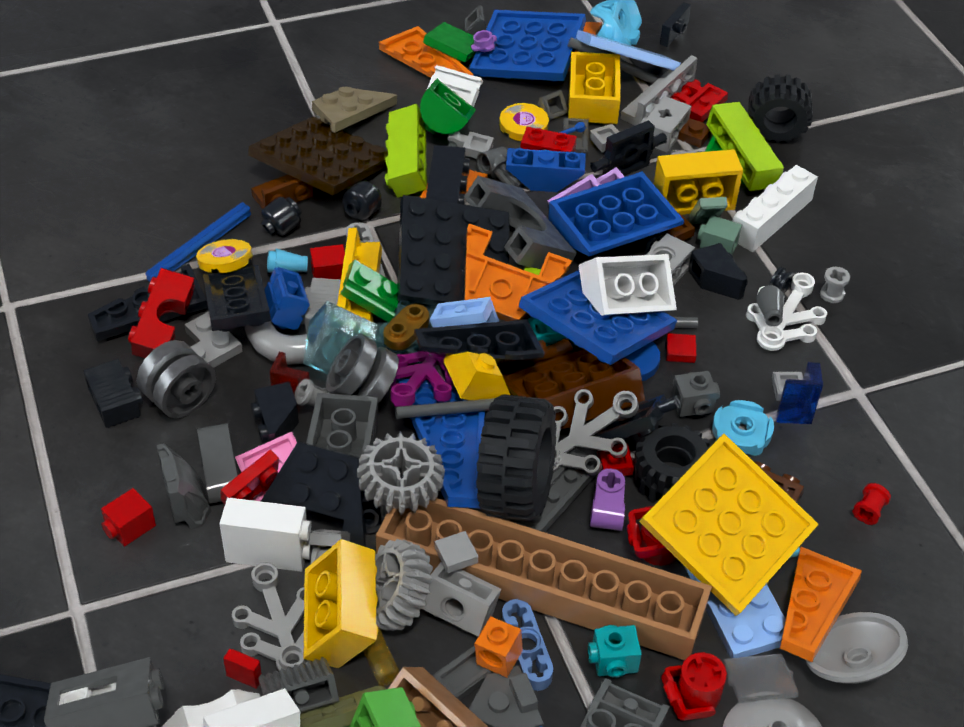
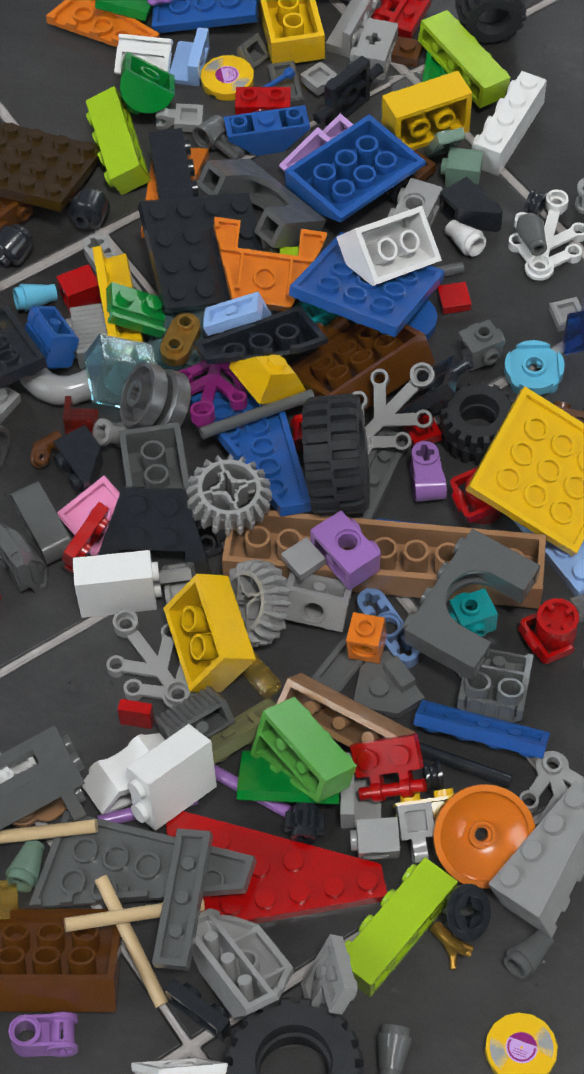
camera: 10 degrees left, 10 degrees up
(243, 398) = (42, 449): none -> reddish brown arm
(351, 106) = (41, 100): dark tan wing -> none
(496, 100) = (190, 59): none -> light blue panel
(500, 568) = (348, 565): none -> medium lavender brick
(630, 595) = (475, 562): none -> dark grey arch
(707, 298) = (468, 239): none -> white cone

